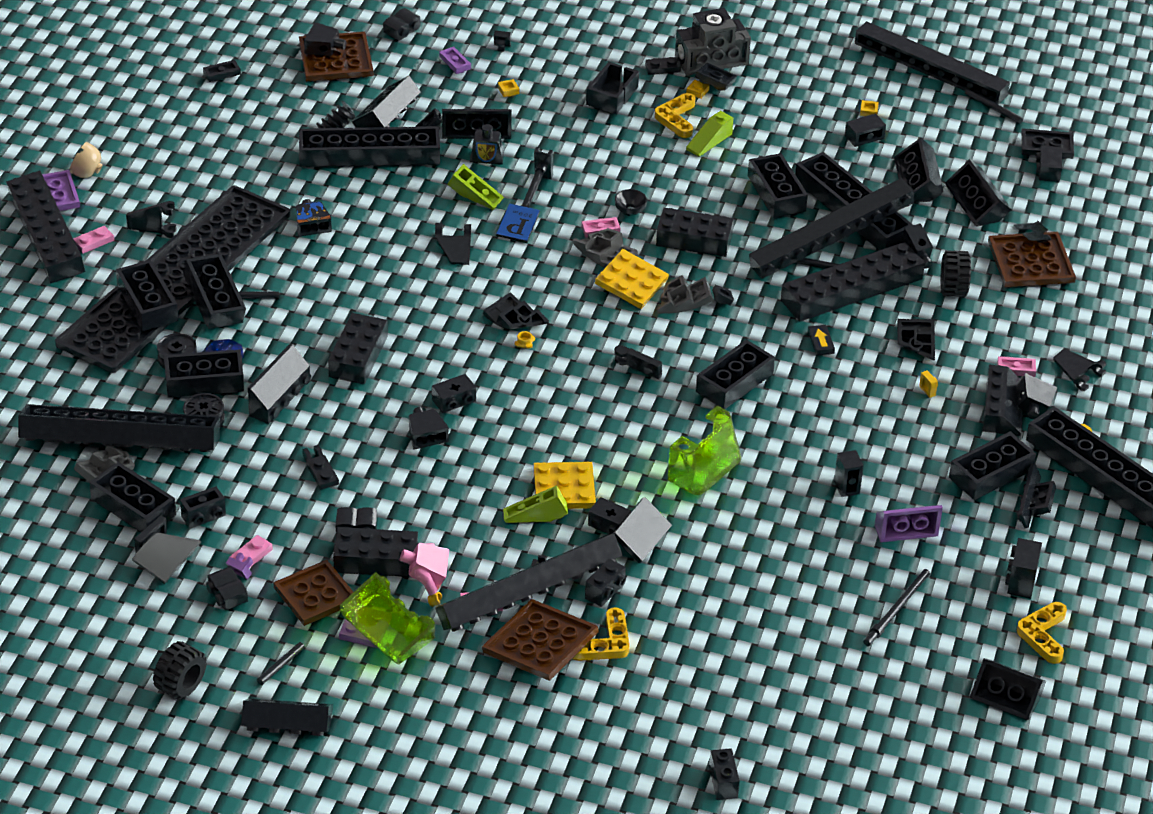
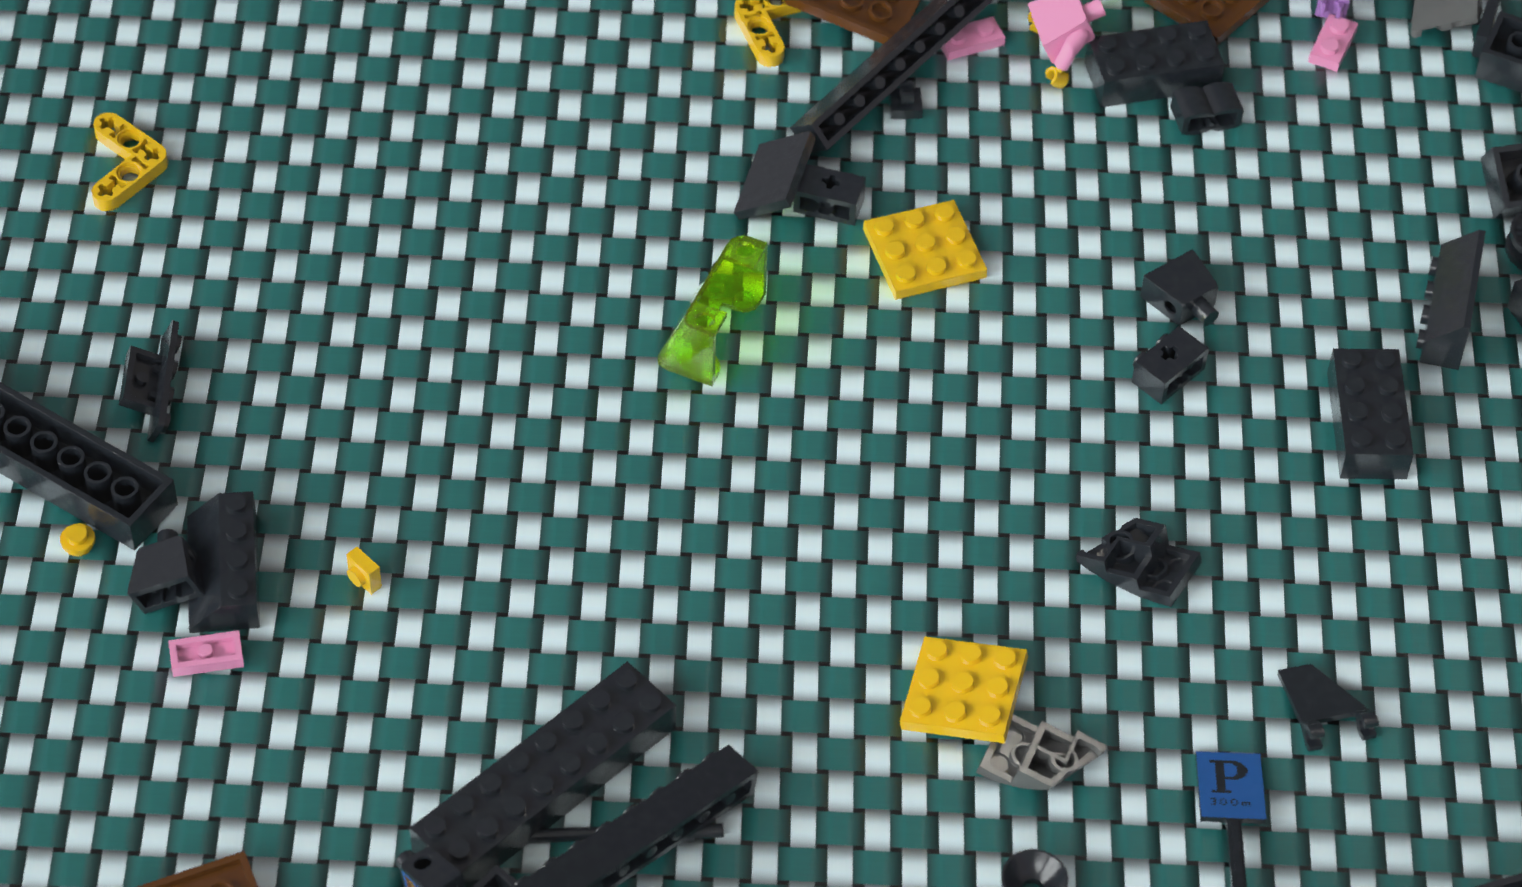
camera: 165 degrees right, 10 degrees up
(202, 507) = (1438, 71): black brick -> none
(320, 468) = (1311, 196): black hinge -> none
(474, 188) = (1355, 843): lime slope -> none
(525, 340) = (1098, 504): yellow plate -> none
(538, 508) = (945, 181): lime slope -> none
(594, 226) = (1068, 809): bright pink plate -> none
(605, 582) = (800, 85): black brick -> none
(638, 361) = (888, 501): black hinge -> none
(681, 296) = (851, 680): dark grey slope -> none
(694, 232) = (883, 831): black brick -> none
(722, 295) = (783, 689): black plate -> none
(735, 374) = (709, 497): black brick -> none
(821, 340) = (578, 640): black tile -> none
(848, 473) = (471, 331): black brick -> none
(878, 629) = (378, 111): black bar -> none
(908, 523) = (358, 273): medium lavender slope -> none
(917, 336) = (401, 684): black slope -> none
(955, 273) = (344, 811): black tyre -> none
(991, 465) = (230, 409): black brick -> none
(1007, 688) = (171, 54): black slope -> none
(1023, 567) = (163, 223): black brick -> none
(1076, 366) = (93, 689): black flag -> none

